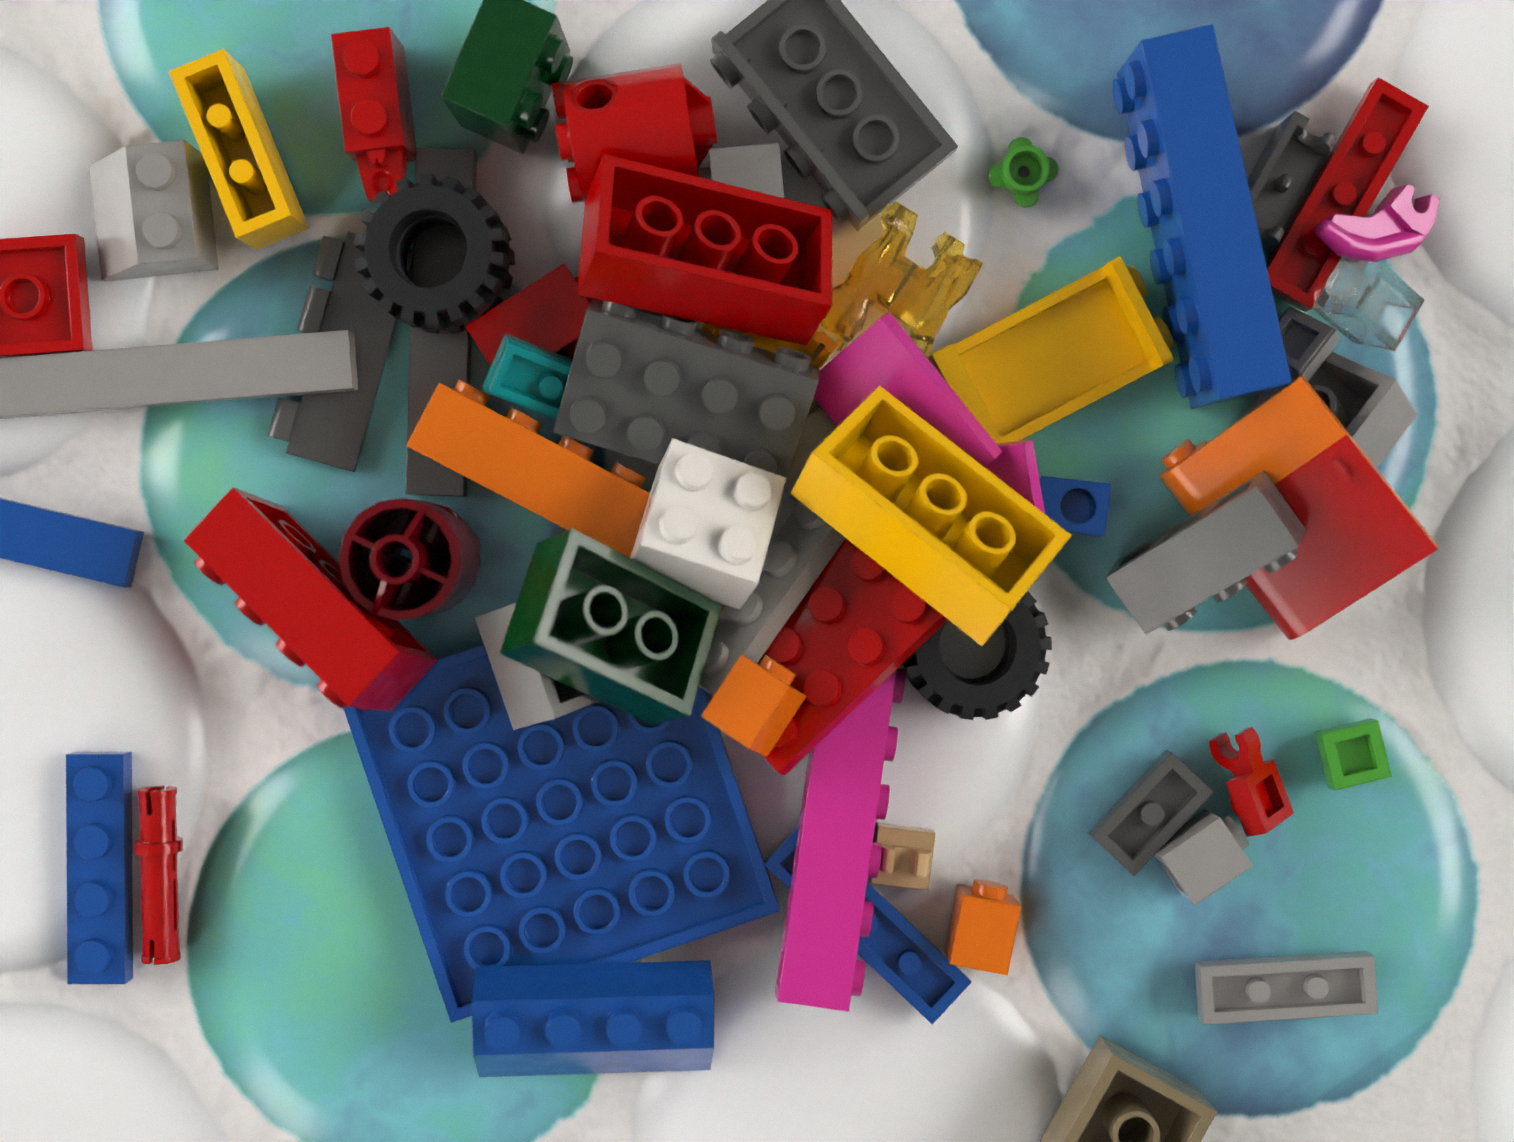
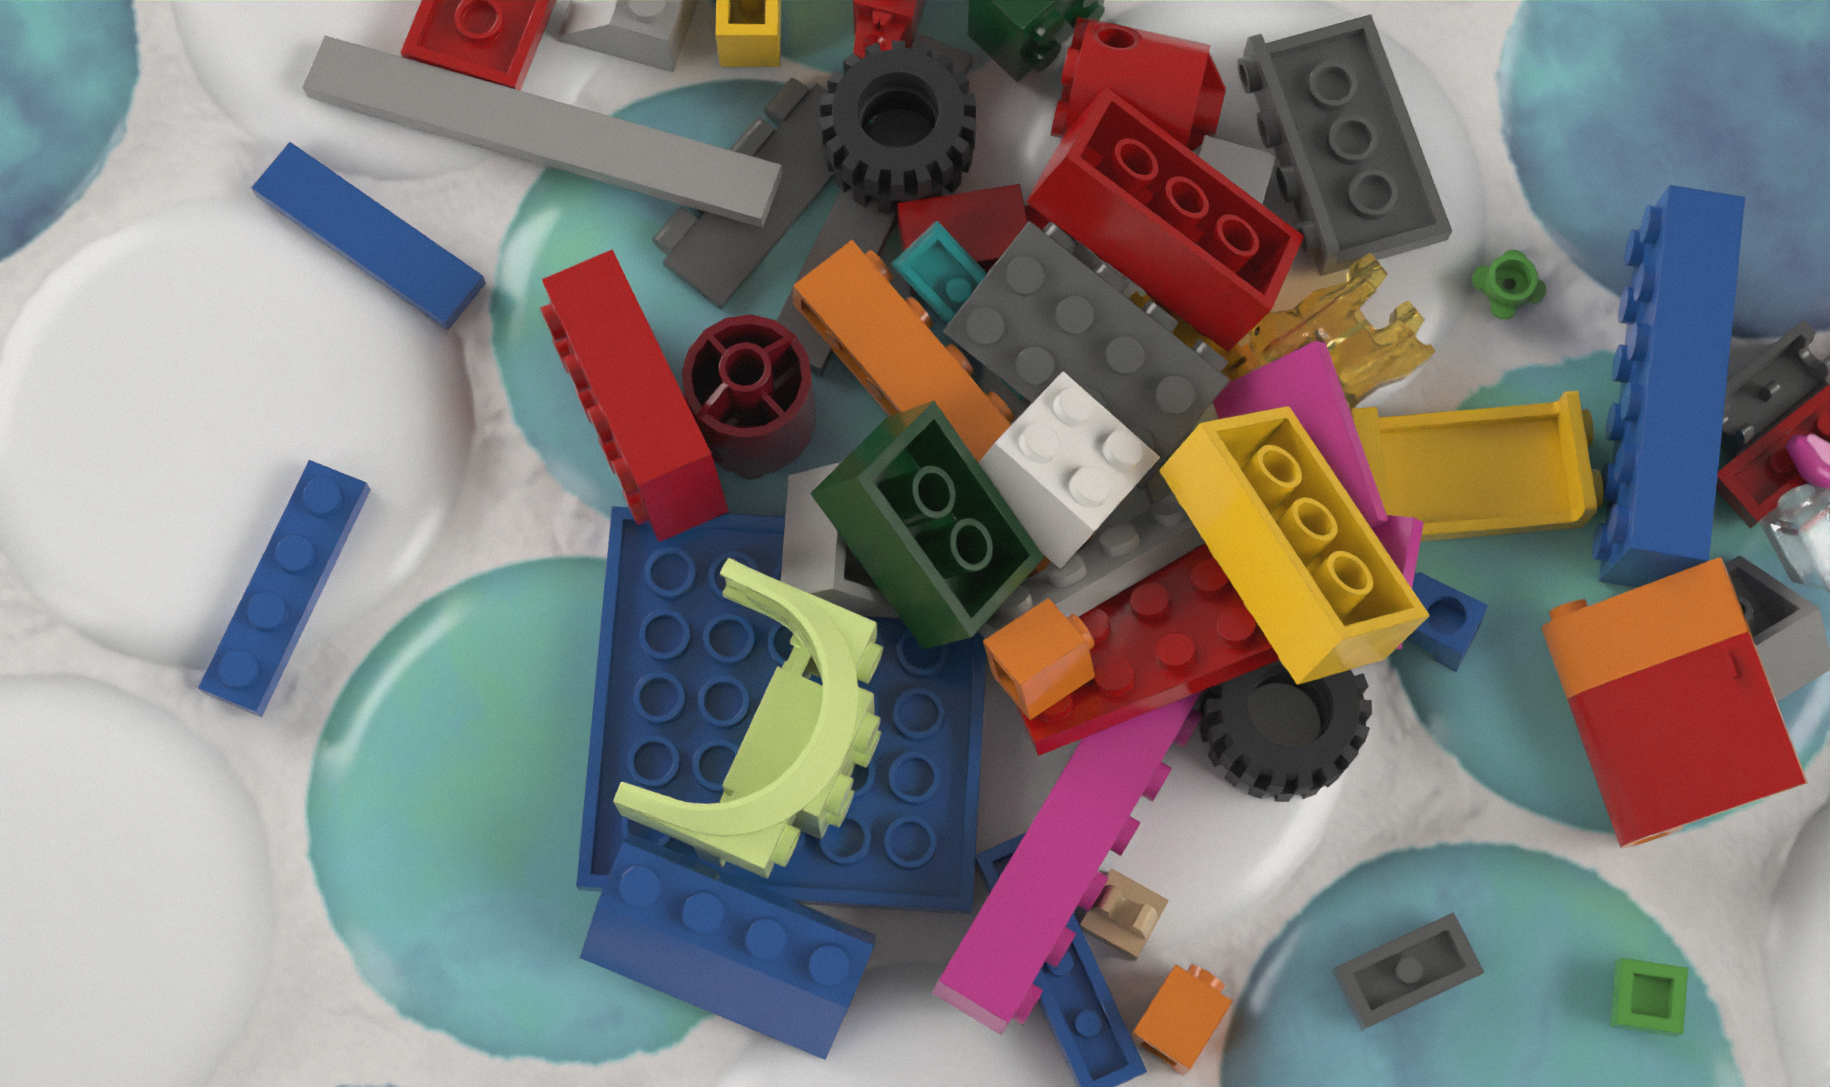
camera: 25 degrees right, 15 degrees down
(159, 881) = (344, 615): red pin -> none
(581, 860) = (799, 745): none -> yellowish green piece
(1204, 855) = (1448, 1037): light grey brick -> none
(1207, 555) = (1562, 712): brick -> none
(1256, 787) = (1529, 989): red plate -> none
(1306, 342) = (1742, 550): light grey tile -> none

